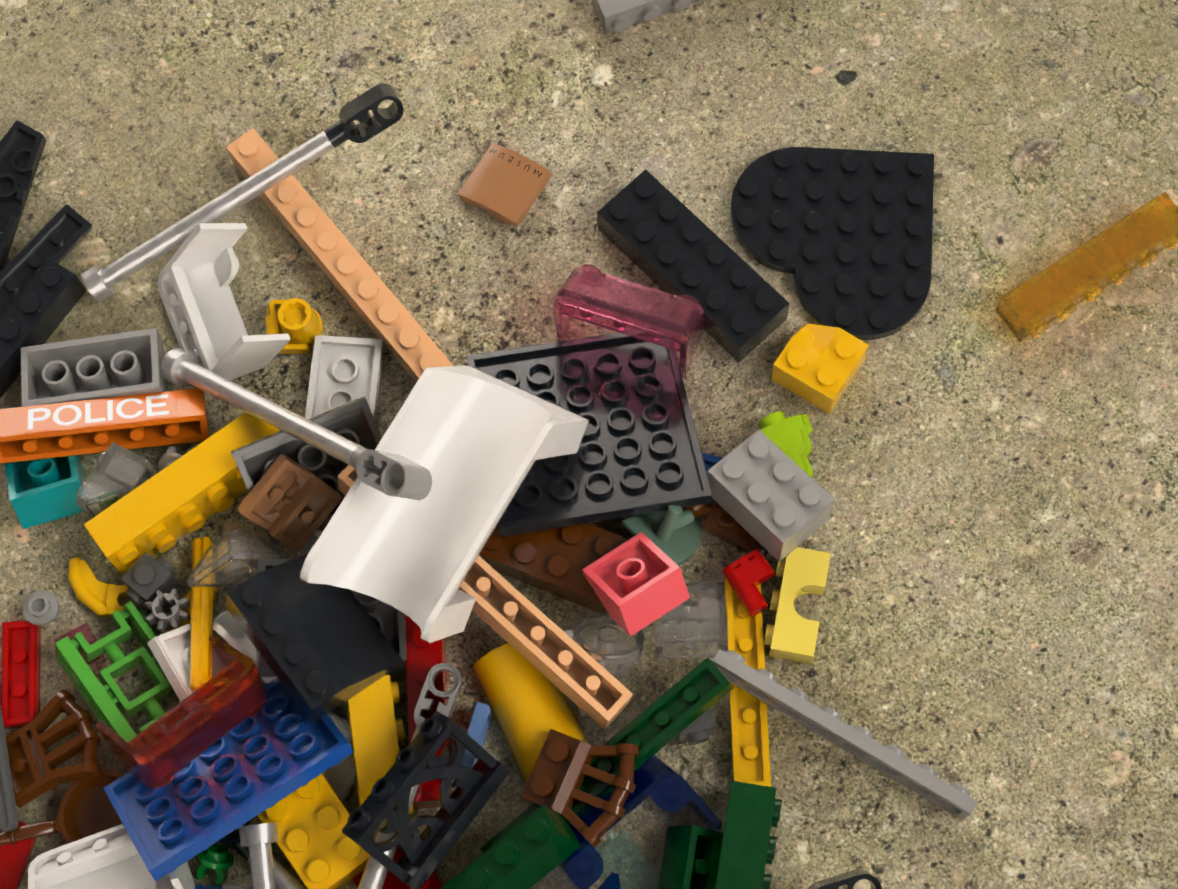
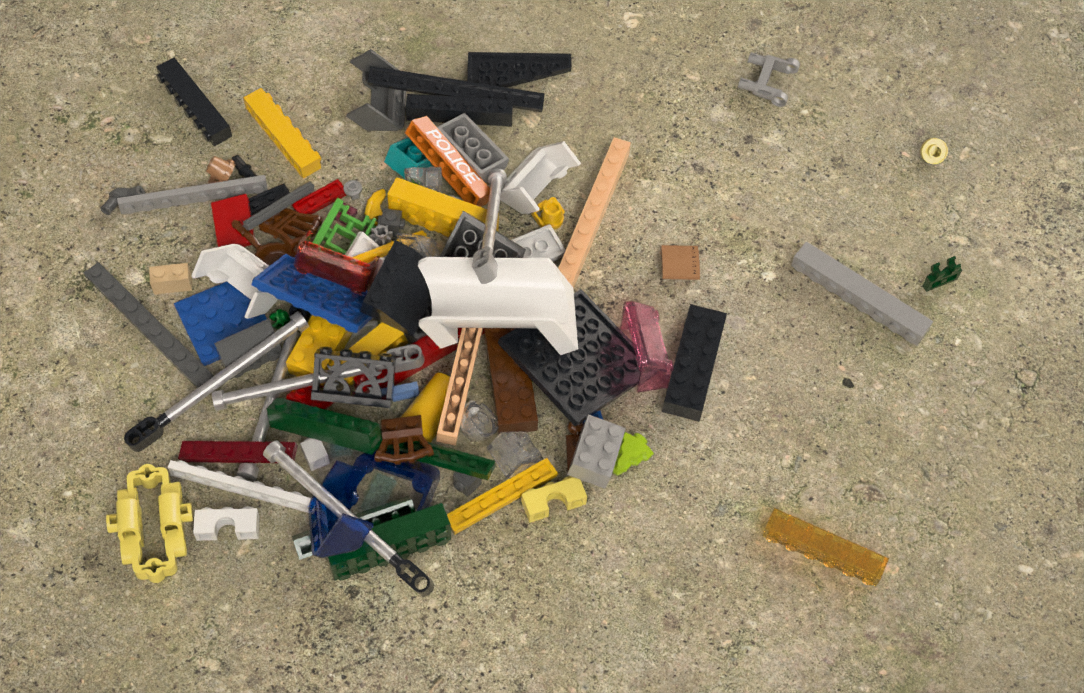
camera: 50 degrees right, 10 degrees down
(101, 281) = (517, 128): flat silver piece -> none
(289, 502) = (458, 243): medium nougat slope -> none
(637, 583) = (512, 413): coral slope -> none
(671, 530) = (549, 420): sand green shield -> none
(745, 576) = (550, 465): red piece -> none
(820, 364) = (683, 445): yellow slope -> none
(846, 229) = (762, 423): black plate -> none
(854, 739) = (500, 556): light grey plate -> none

